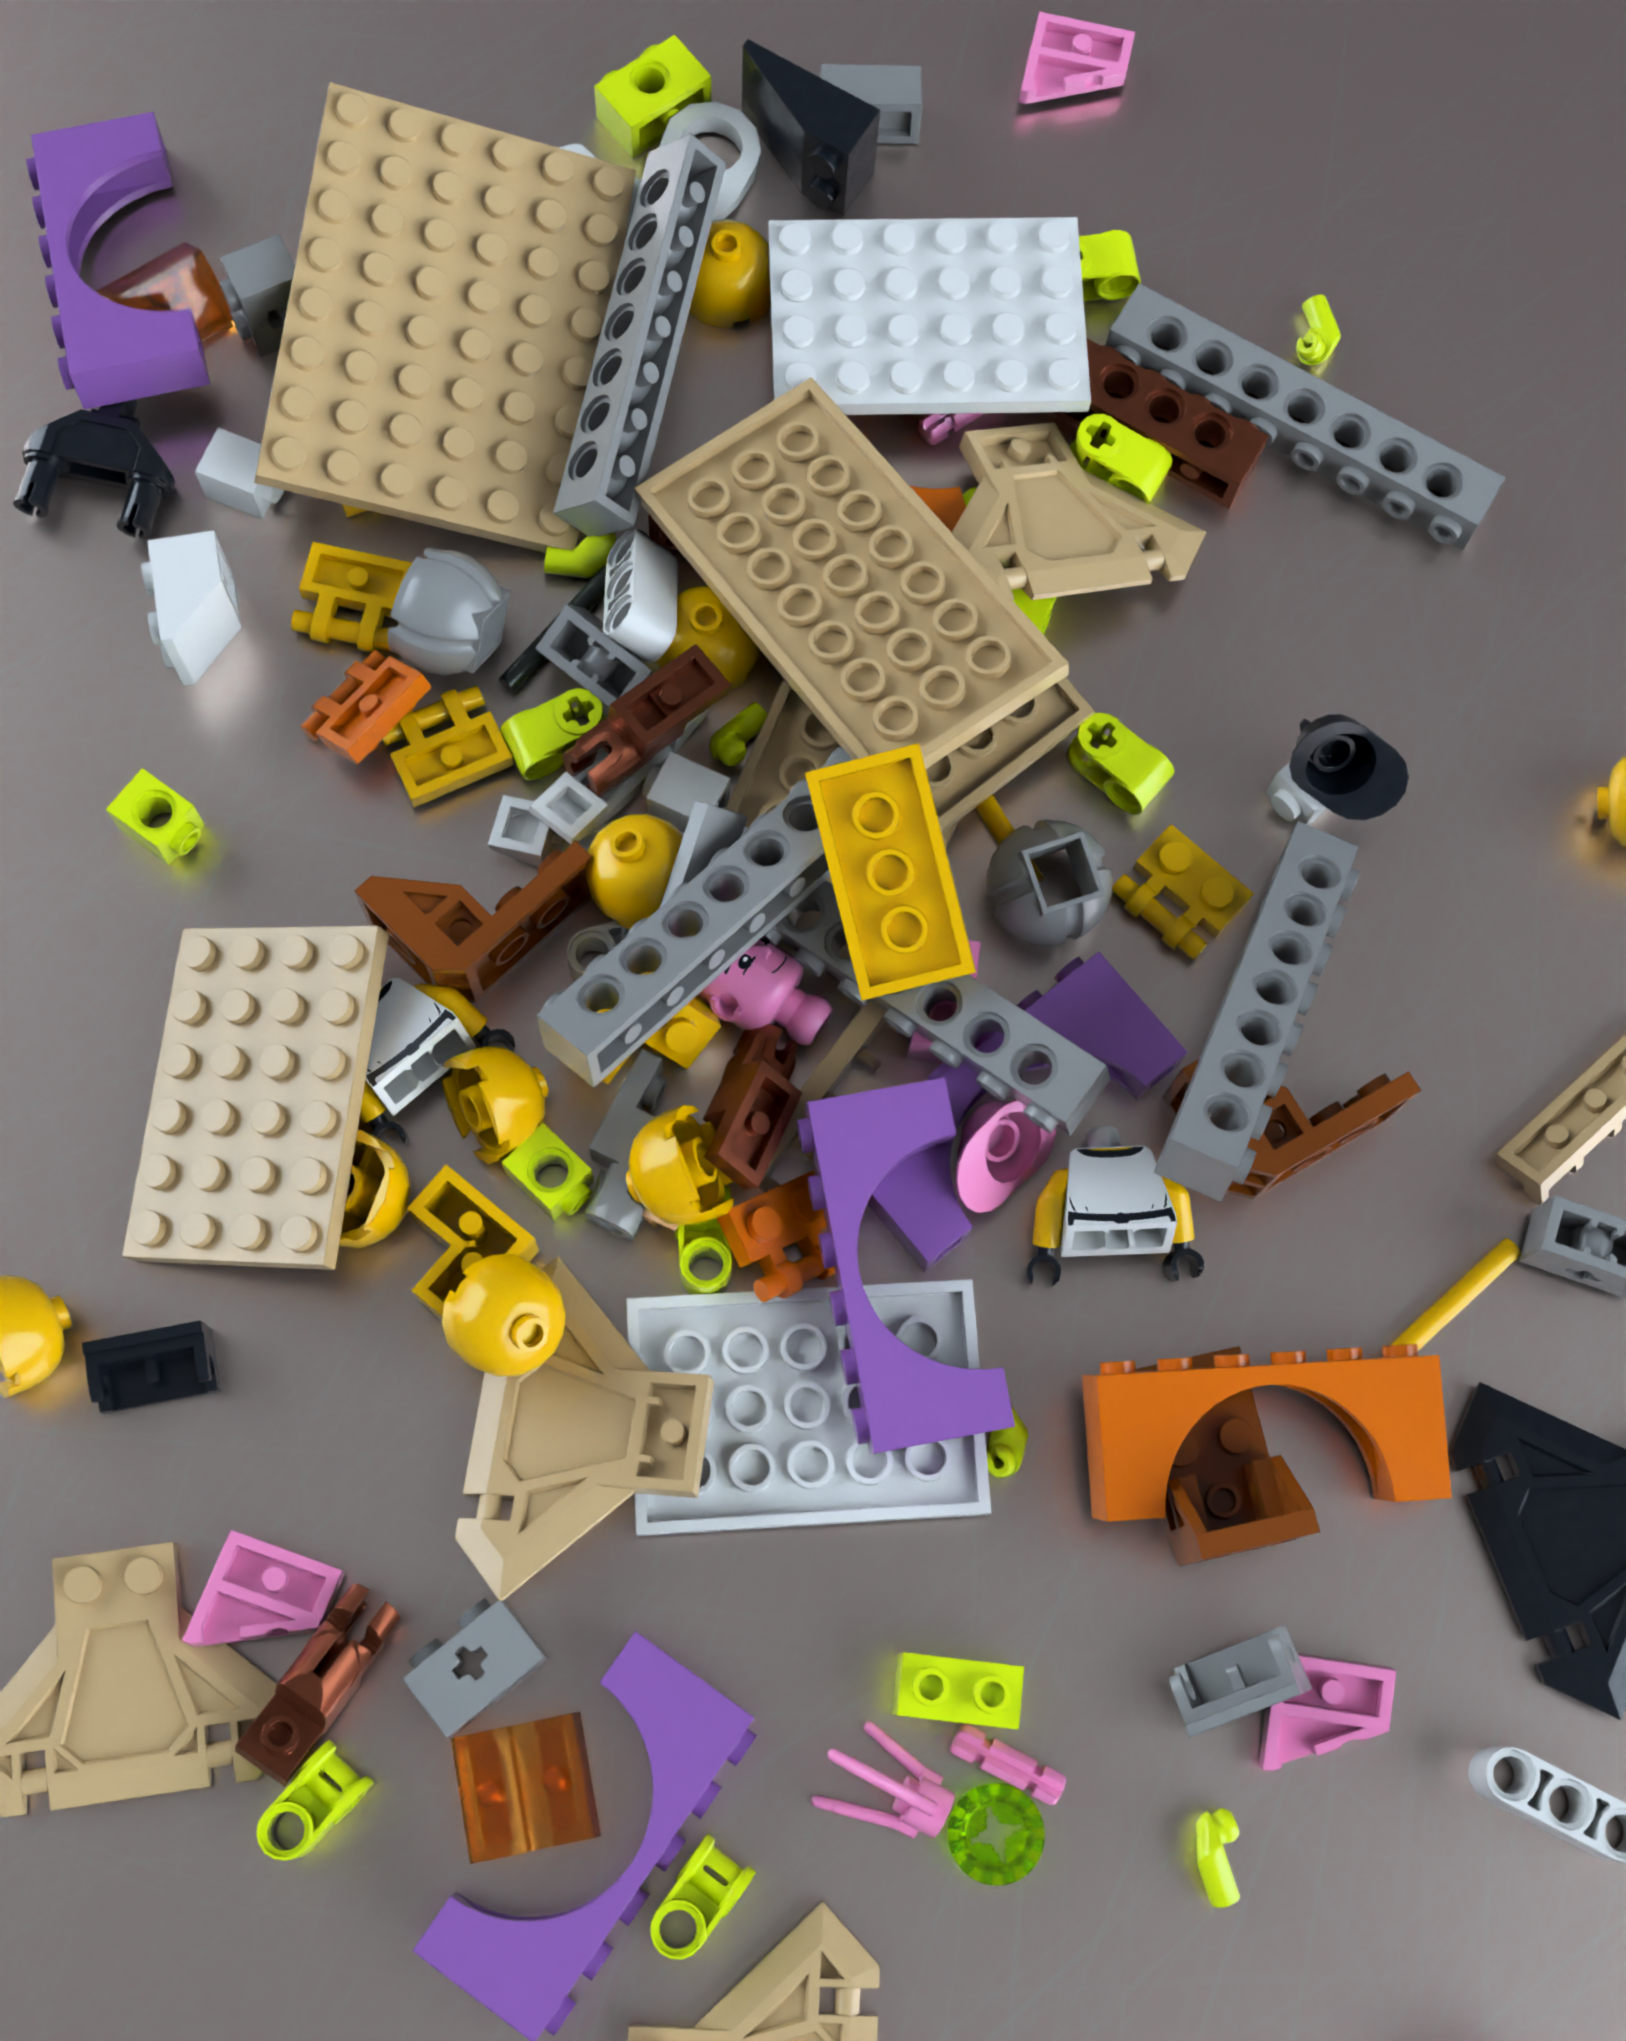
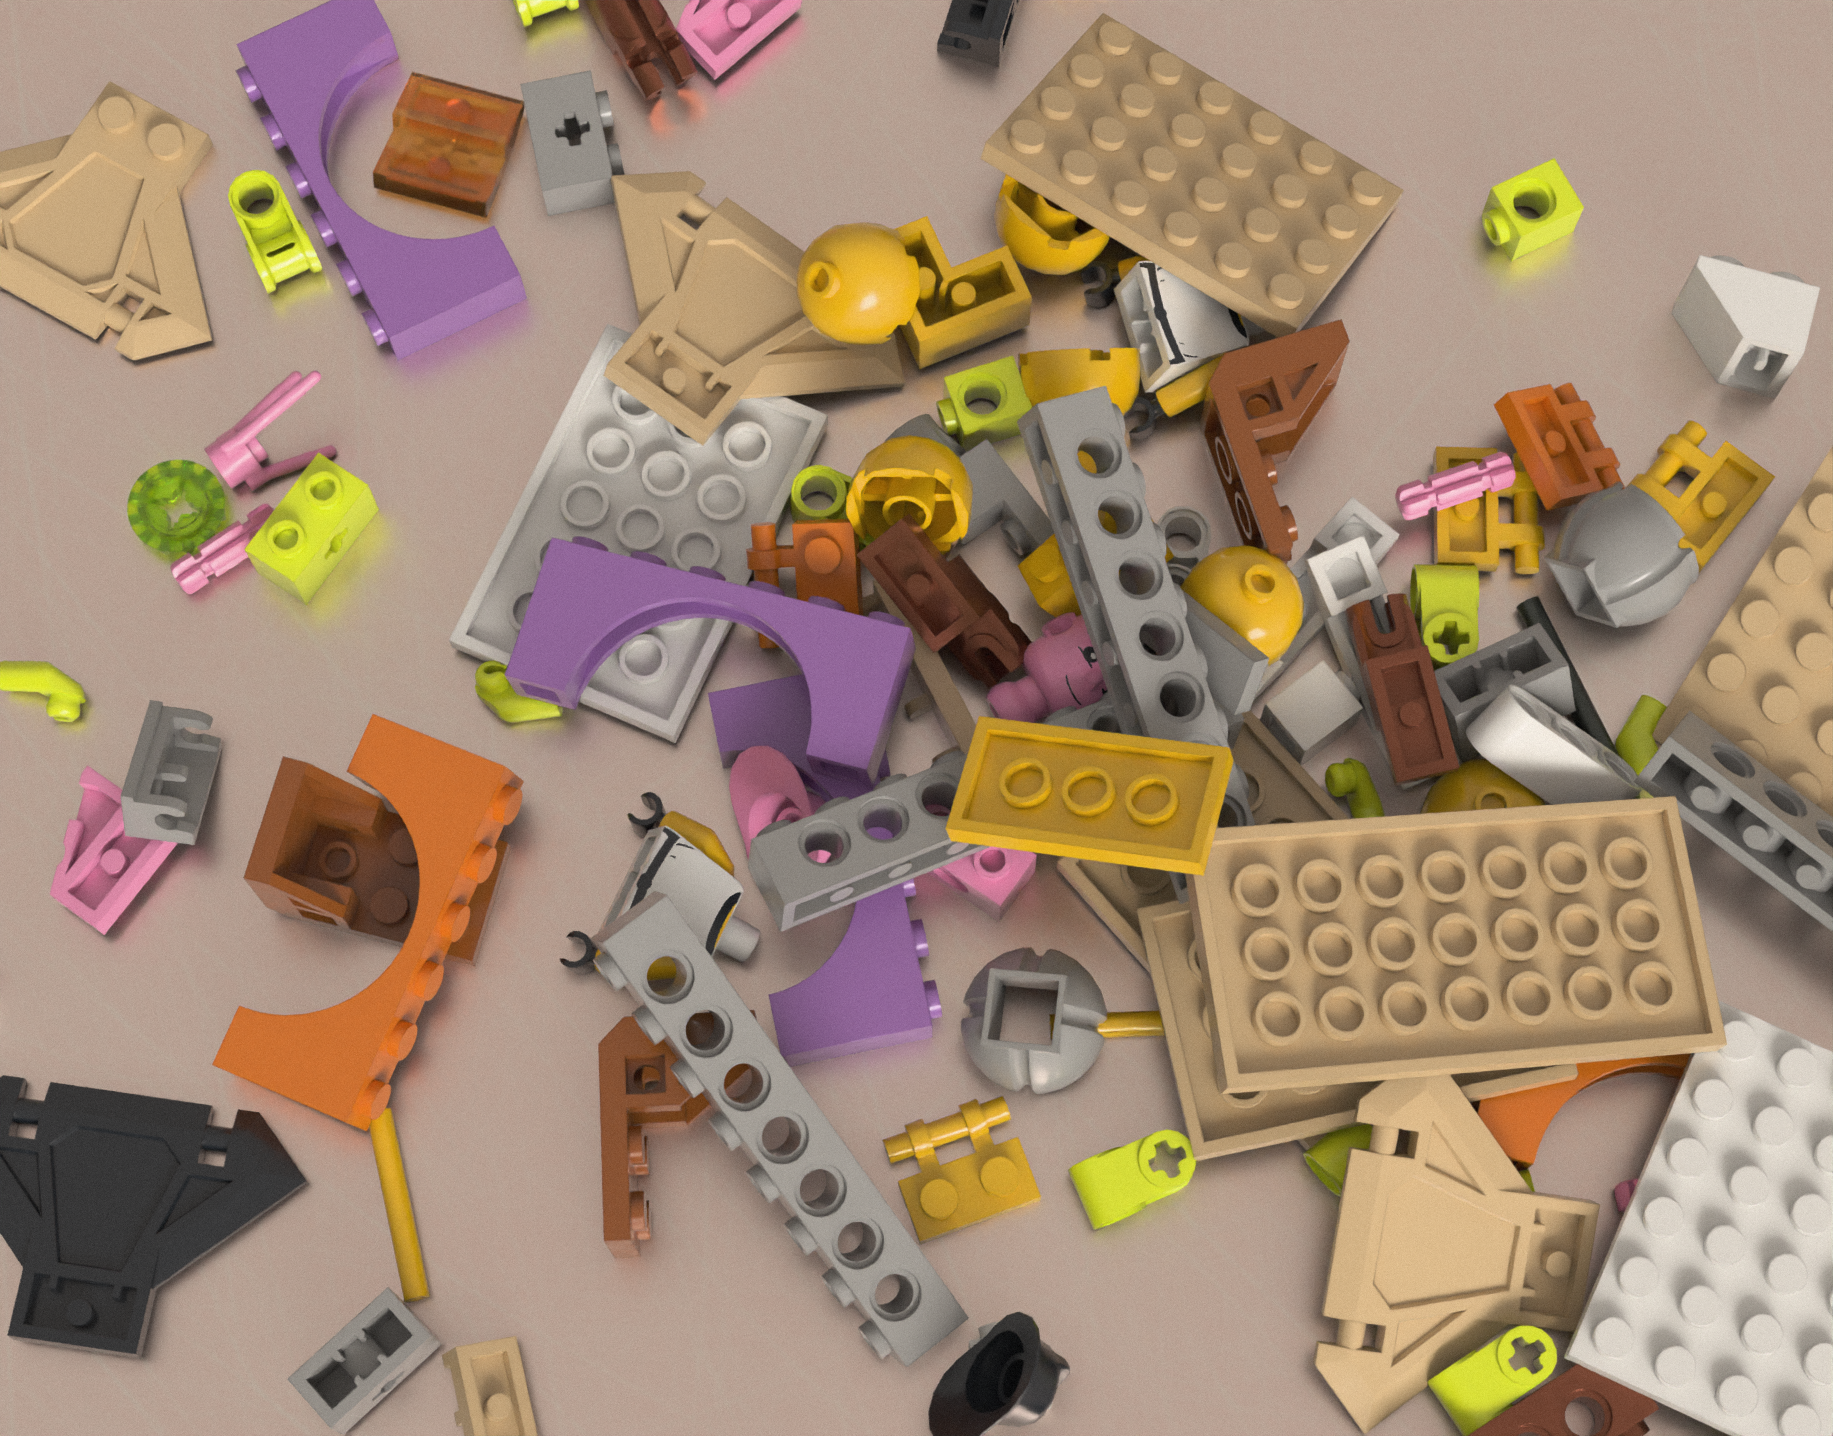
camera: 125 degrees right, 0 degrees up
(443, 765) = (1455, 485): none -> bright pink axle

